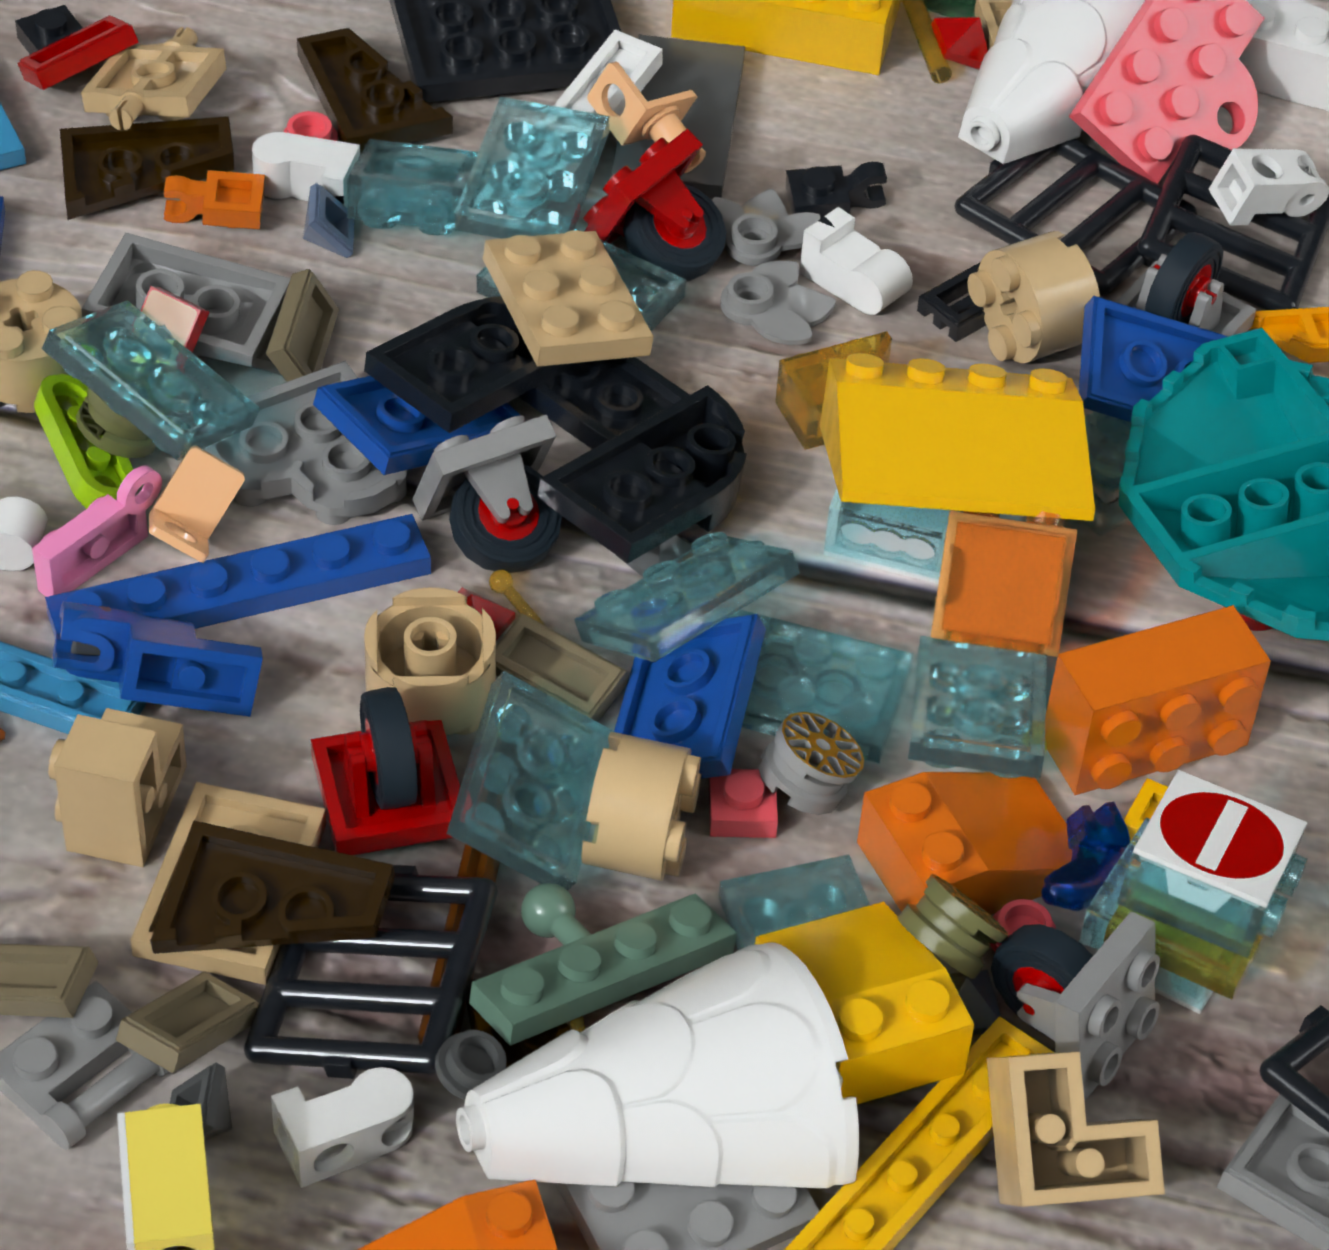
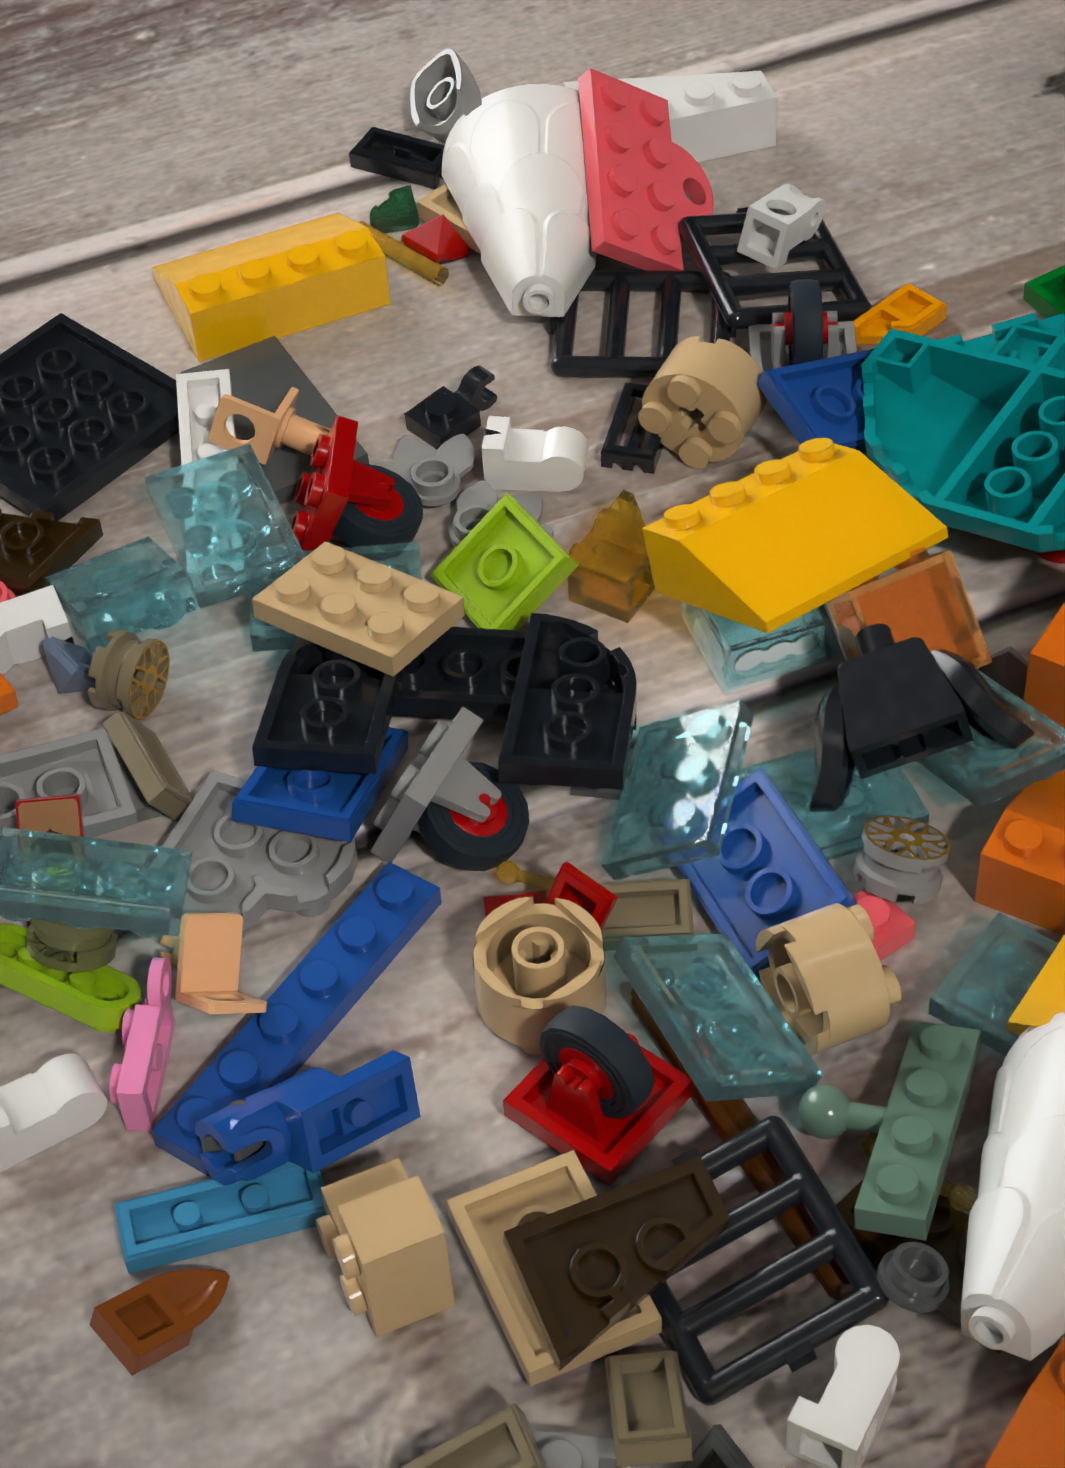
camera: 30 degrees left, 0 degrees up
(354, 249) = (129, 674): none -> dark tan wheel
(514, 629) = (582, 890): none -> red slope
(731, 338) = (505, 567): none -> lime tile
(903, 635) = (899, 708): none -> black torso

